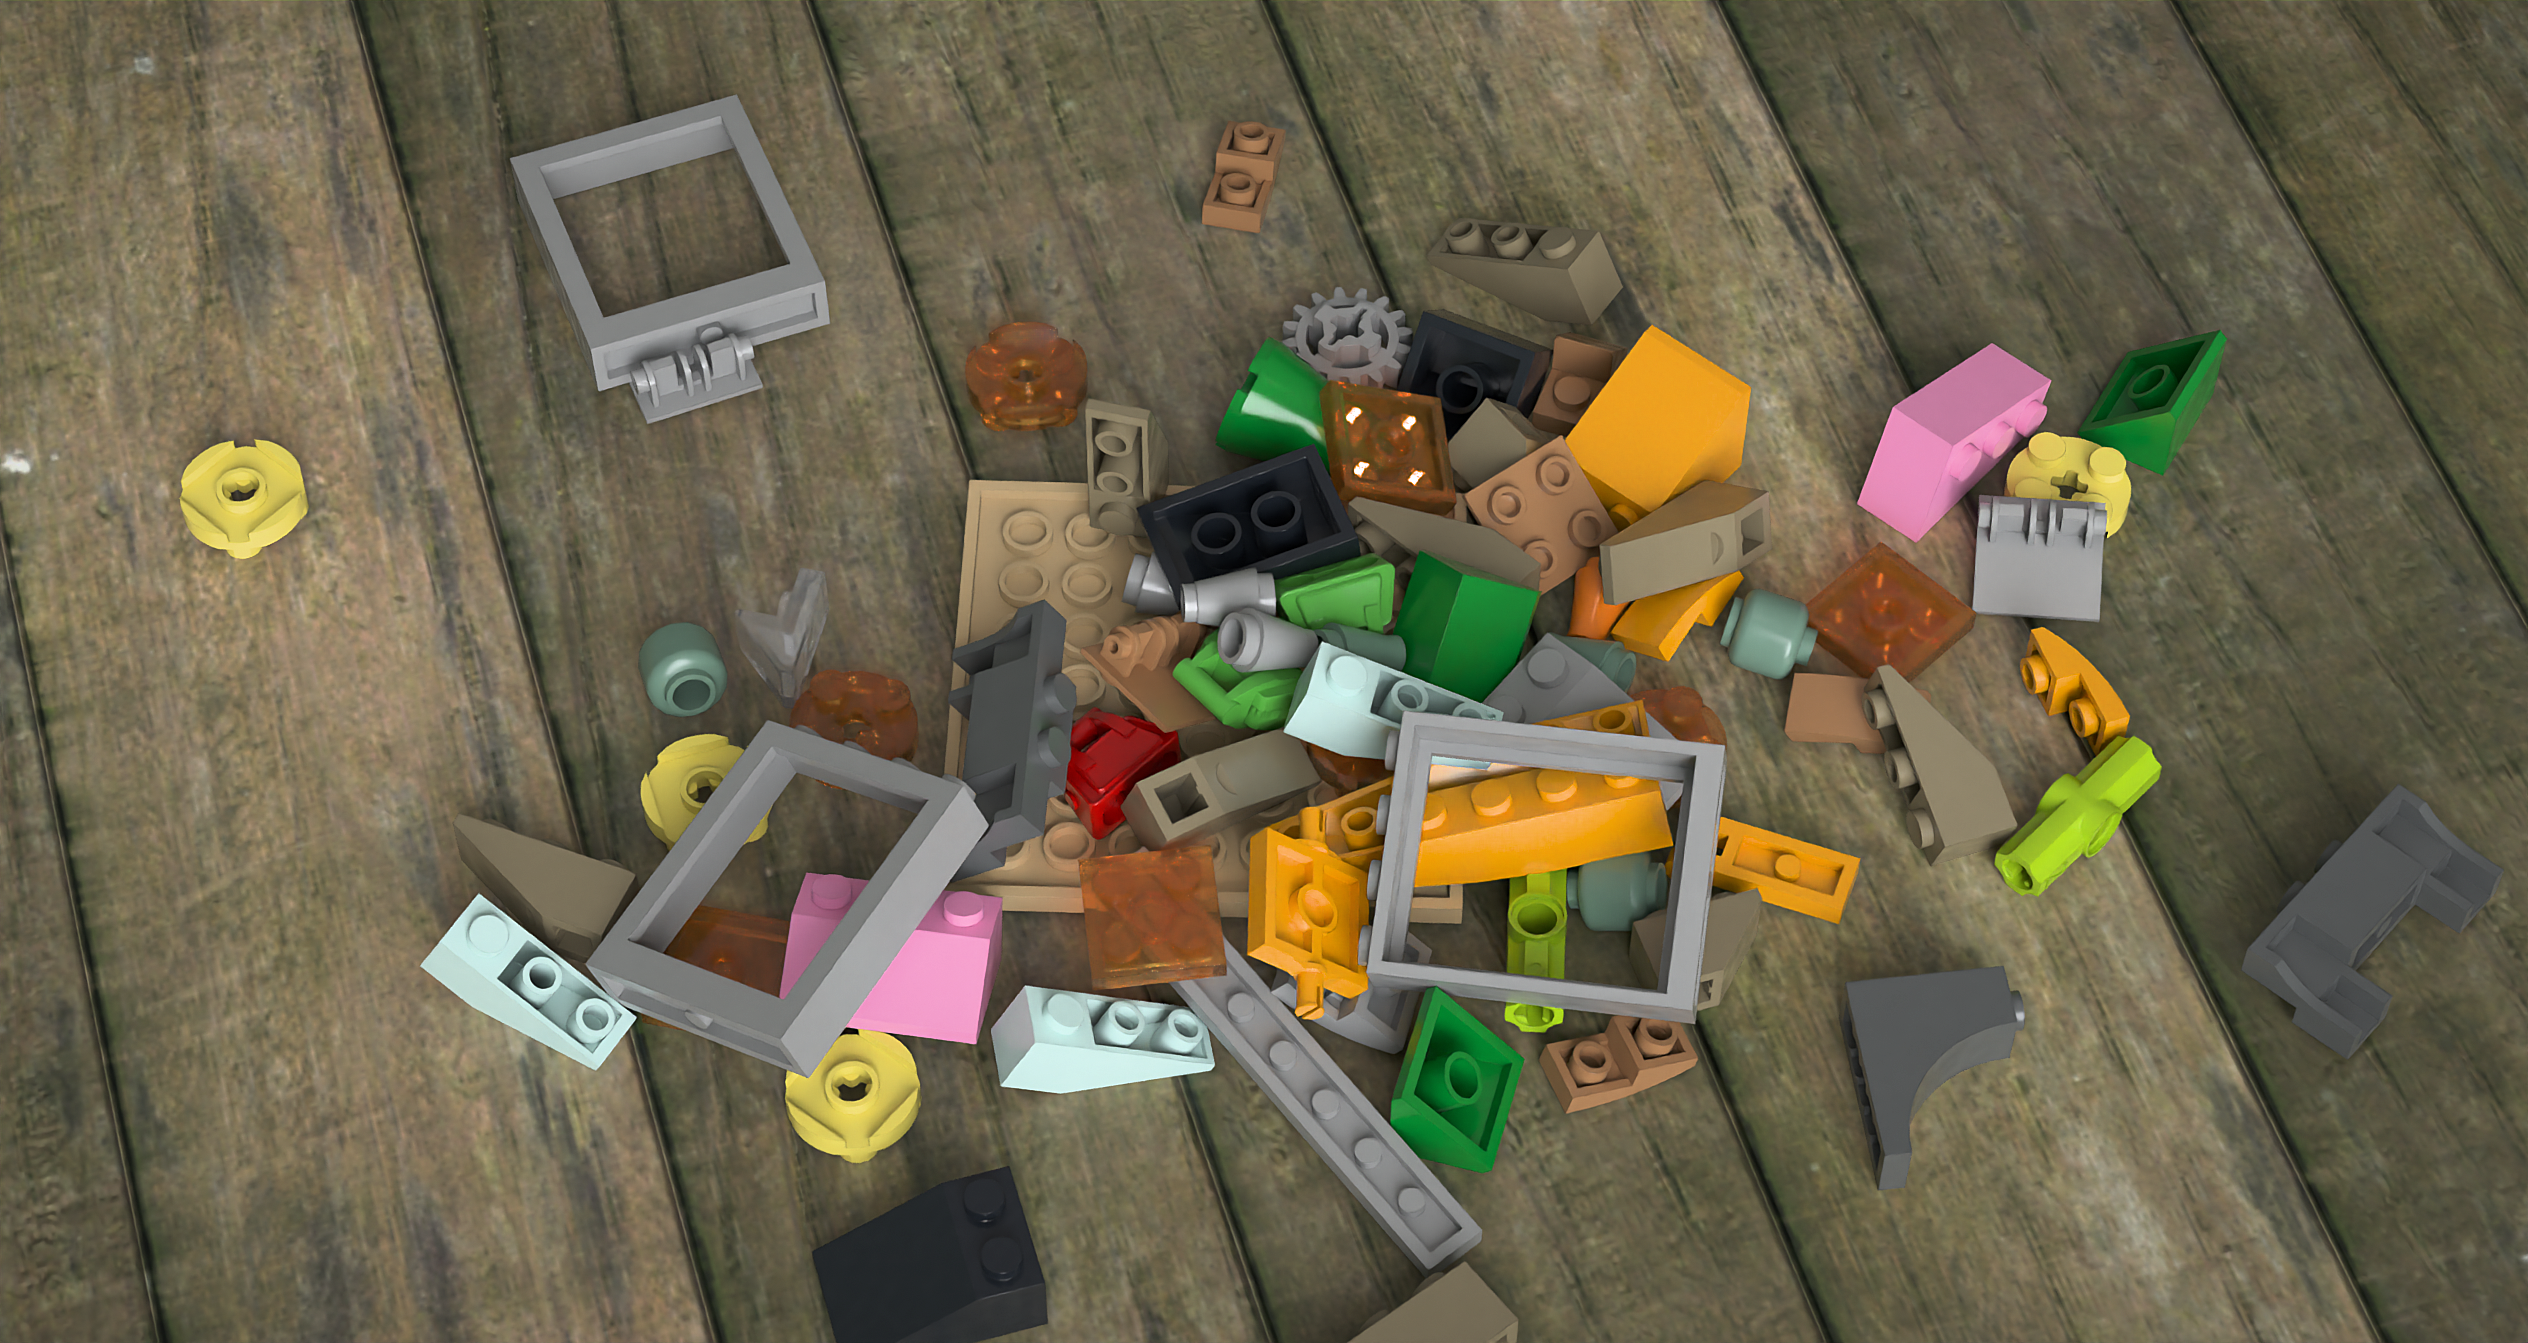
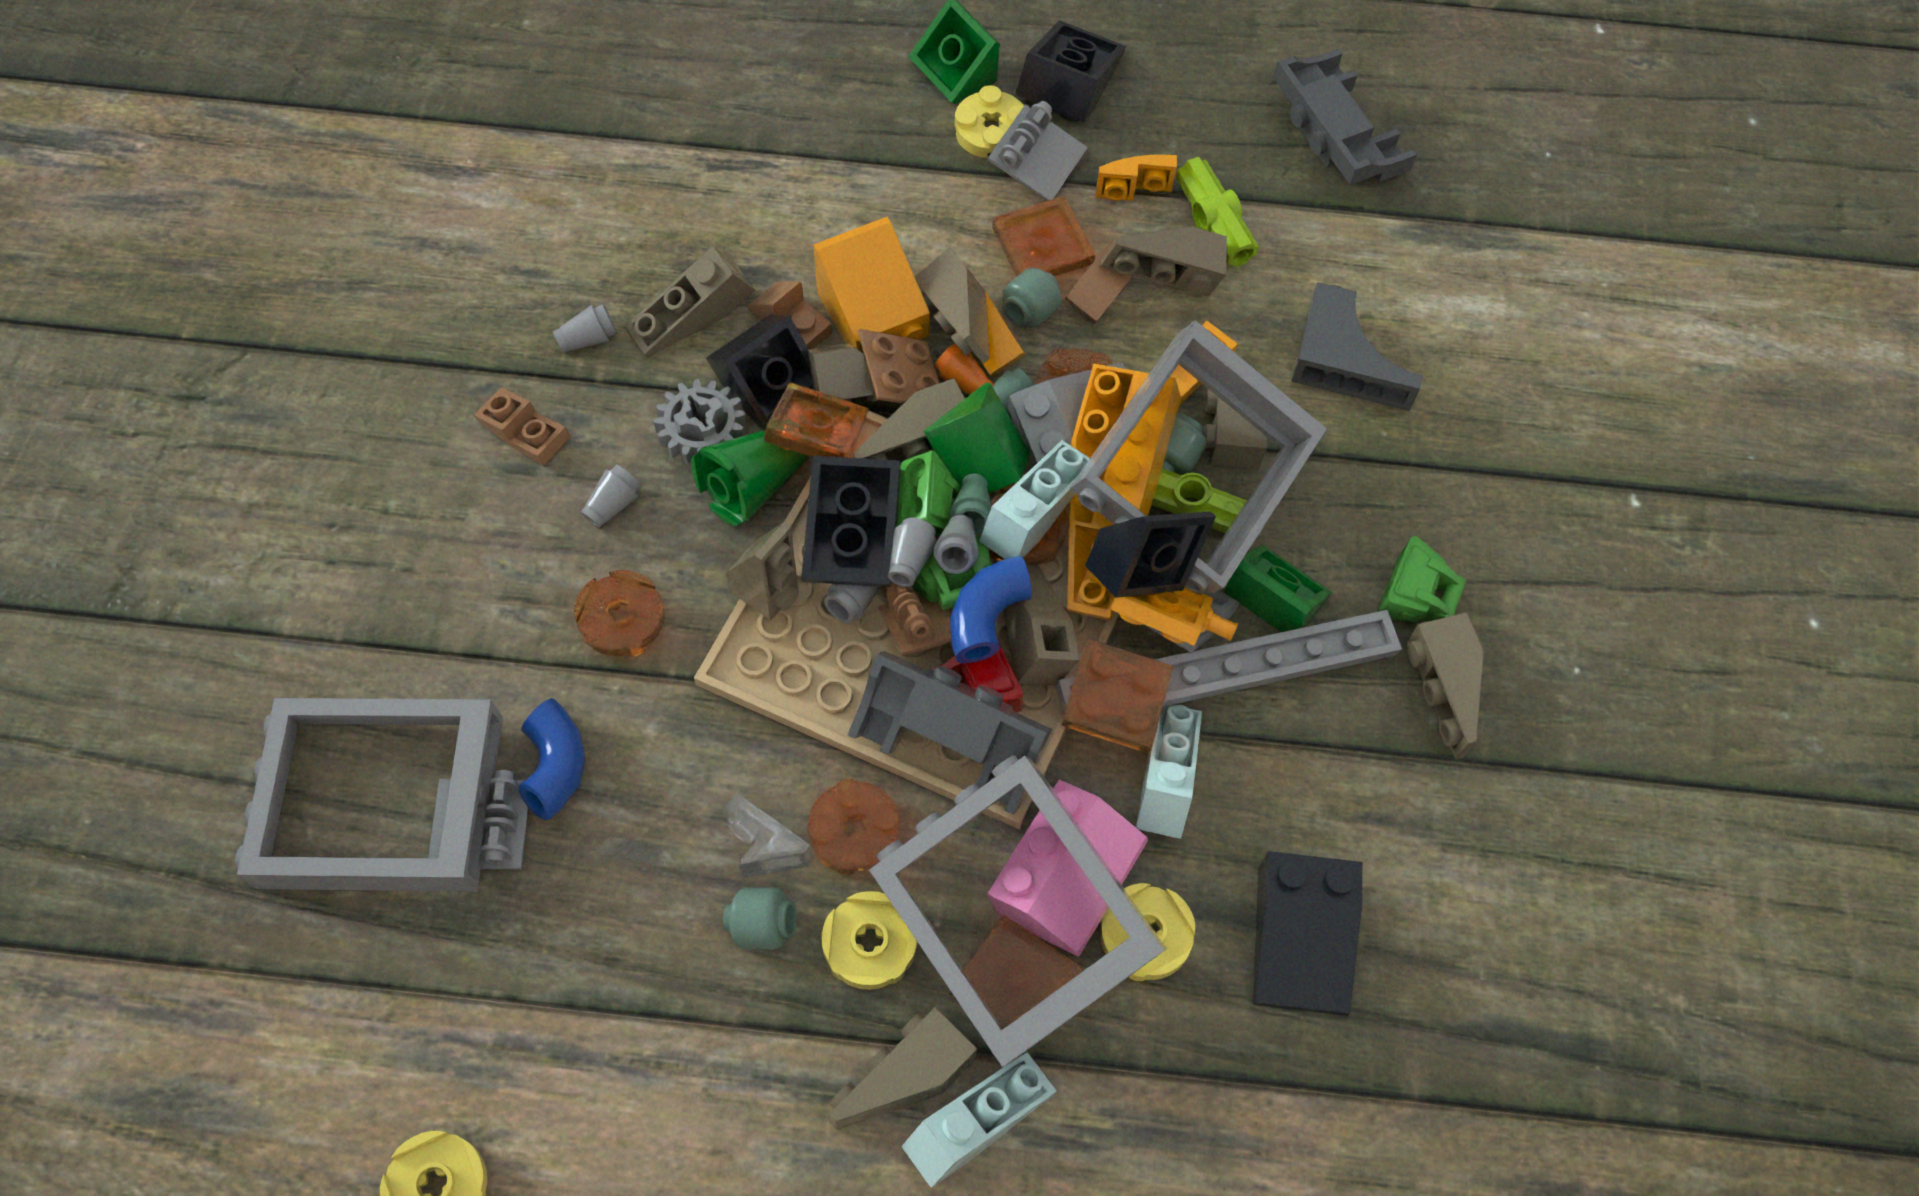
camera: 70 degrees left, 10 degrees up
(799, 395) = (559, 762): none -> blue cylinder
(1182, 693) = (981, 603): none -> blue cylinder
(1189, 301) = (610, 496): none -> light grey cone
(1342, 845) = (1149, 553): none -> black slope
(1425, 178) = (586, 329): none -> light grey cone
(1552, 1260) = (1414, 582): none -> bright green piece
(1616, 1063) = (1291, 514): medium nougat slope -> none
(1951, 438) = (943, 151): bright pink wedge -> none
(2228, 543) = (1069, 70): none -> black slope

